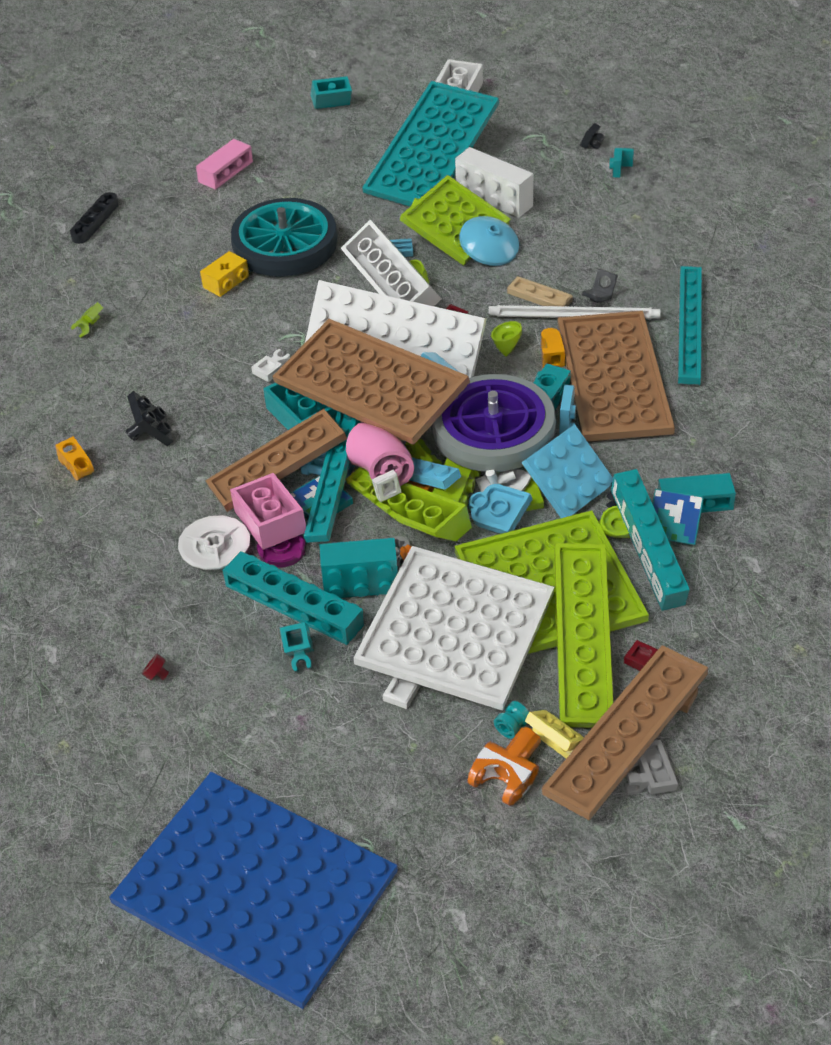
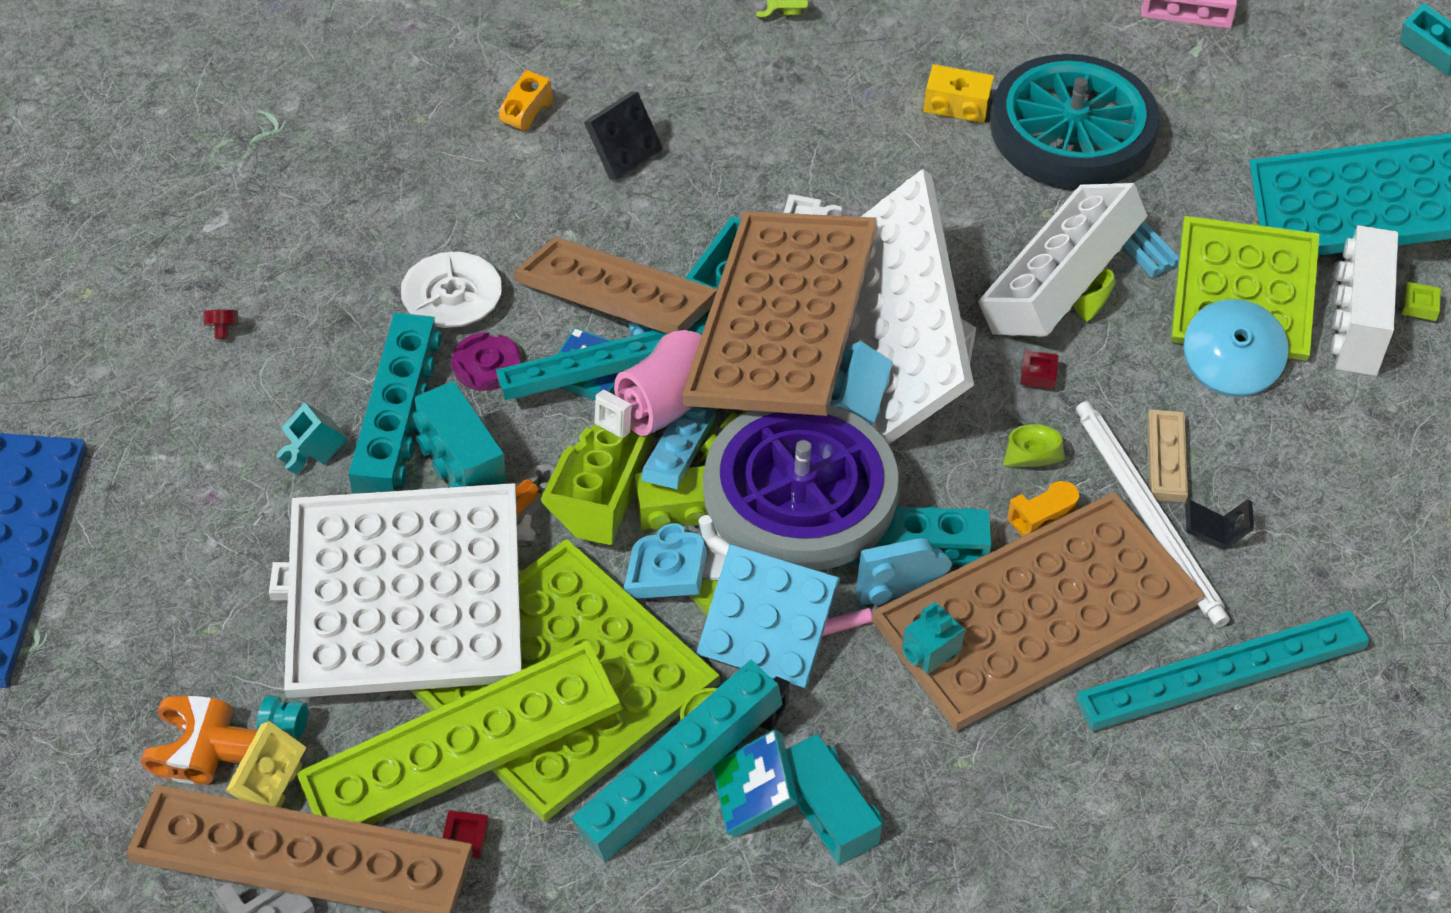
camera: 60 degrees right, 5 degrees up
(268, 511) = (519, 315): bright pink brick -> none
(623, 411) = (932, 638): none -> teal brick

